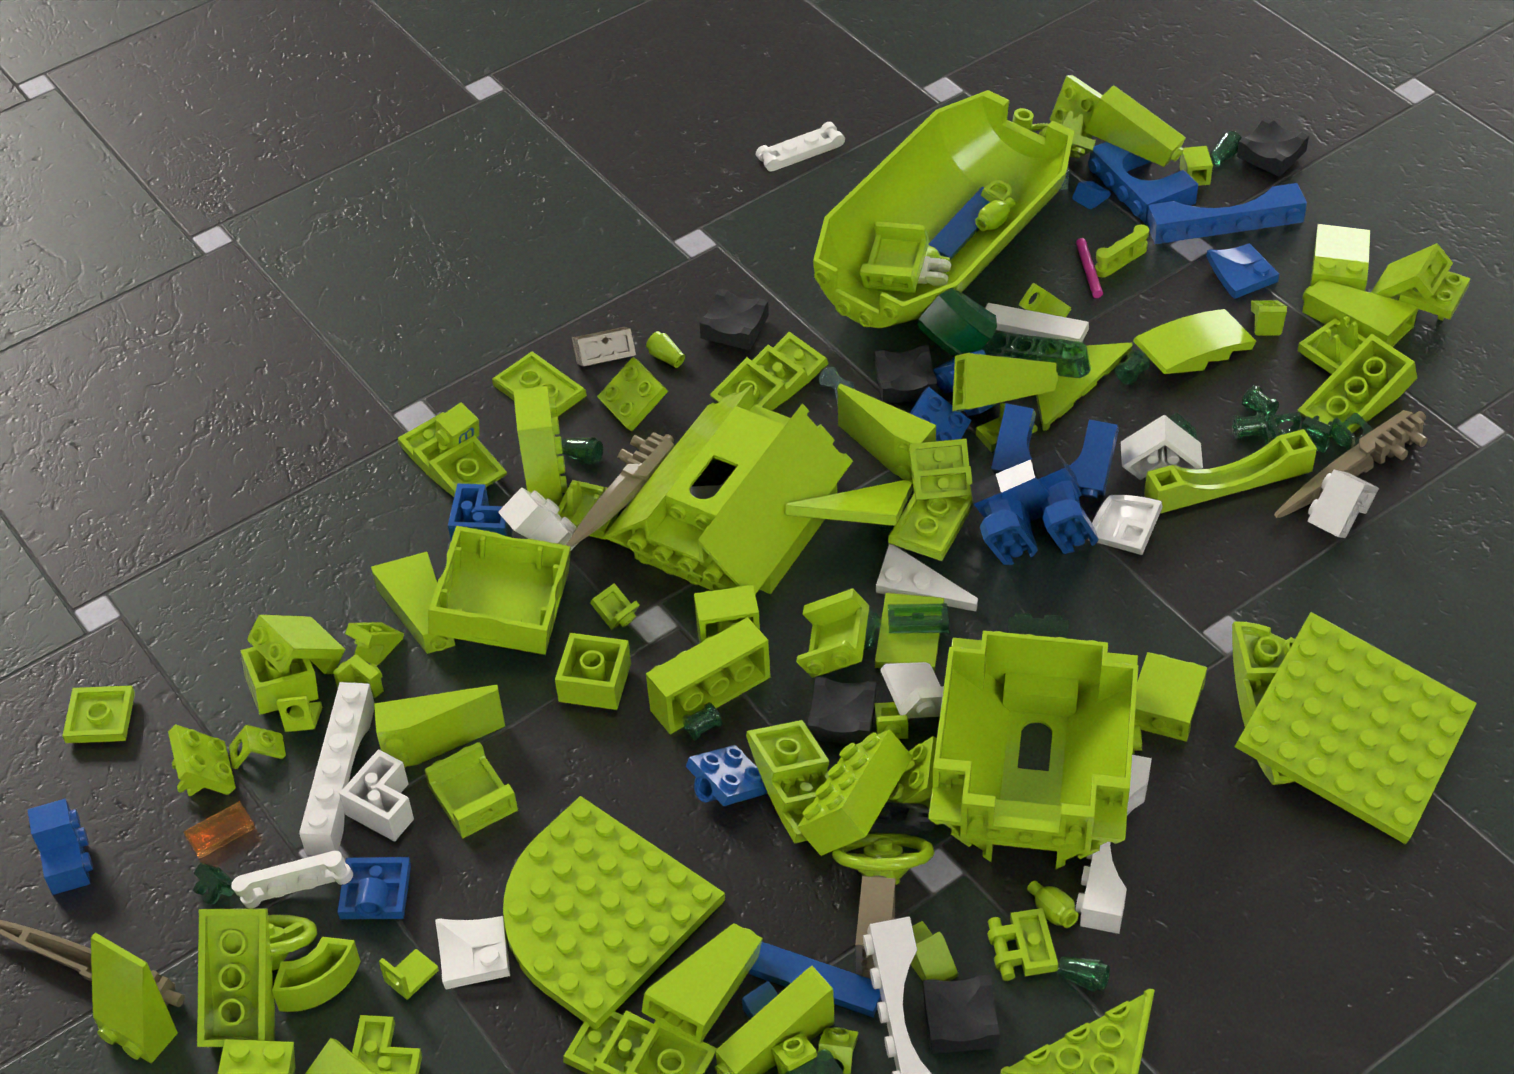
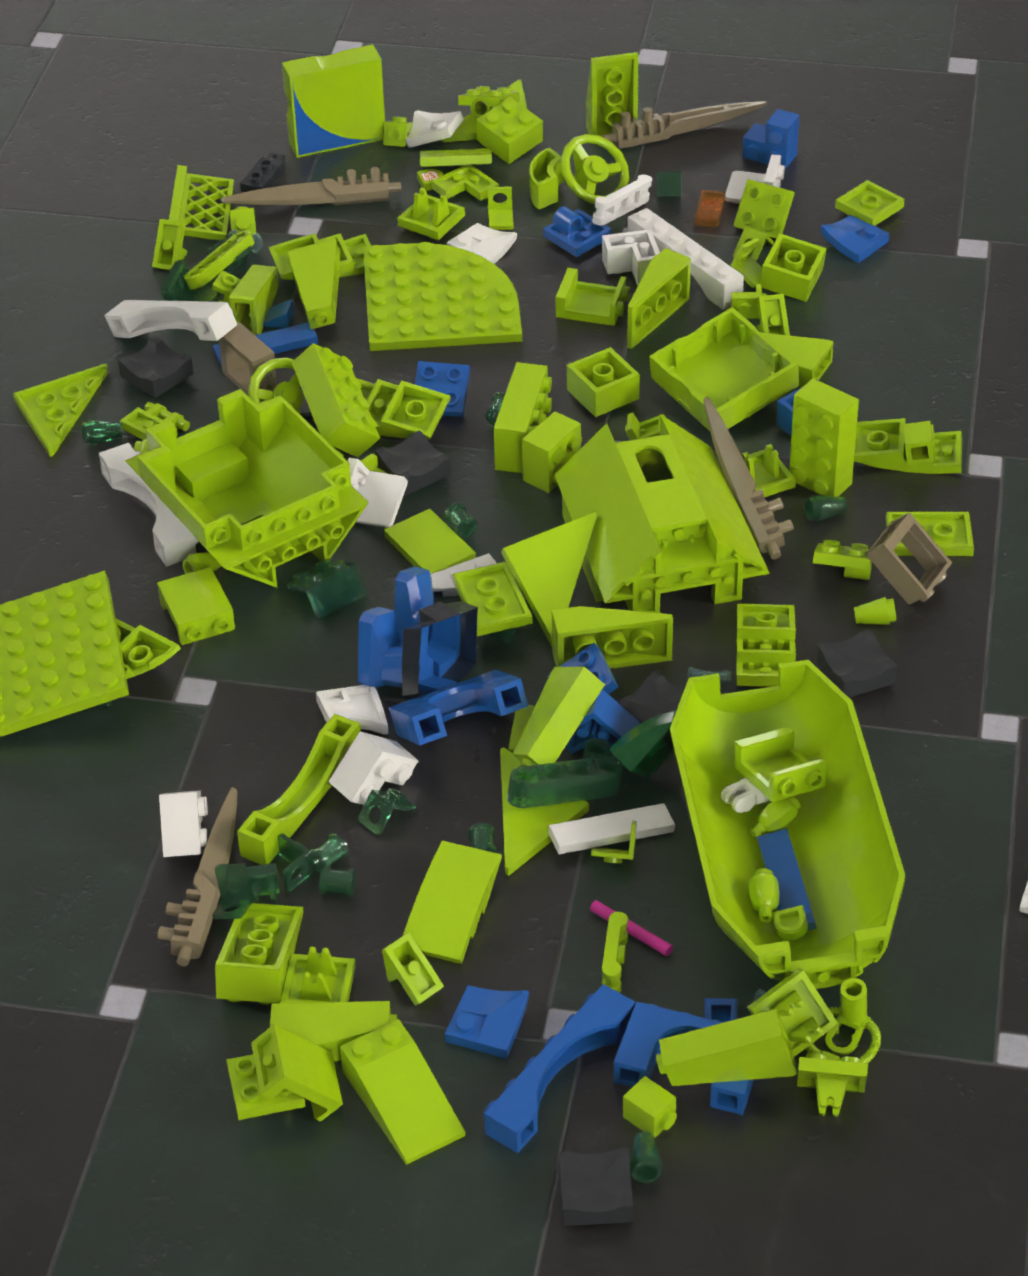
camera: 135 degrees right, 5 degrees down
(148, 811) = (738, 179): none -> white bracket
(165, 690) = (854, 237): none -> blue plate
(234, 977) = (563, 130): lime slope -> none
(292, 637) = (804, 274): lime panel -> none
(472, 1029) = (431, 215): none -> lime plate
(537, 518) = (767, 428): white brick -> none
(836, 633) = (458, 484): lime panel -> none
(918, 622) = (432, 547): clear green tile -> none
(932, 955) = (207, 388): lime slope -> none
(940, 469) = (517, 612): lime slope -> none

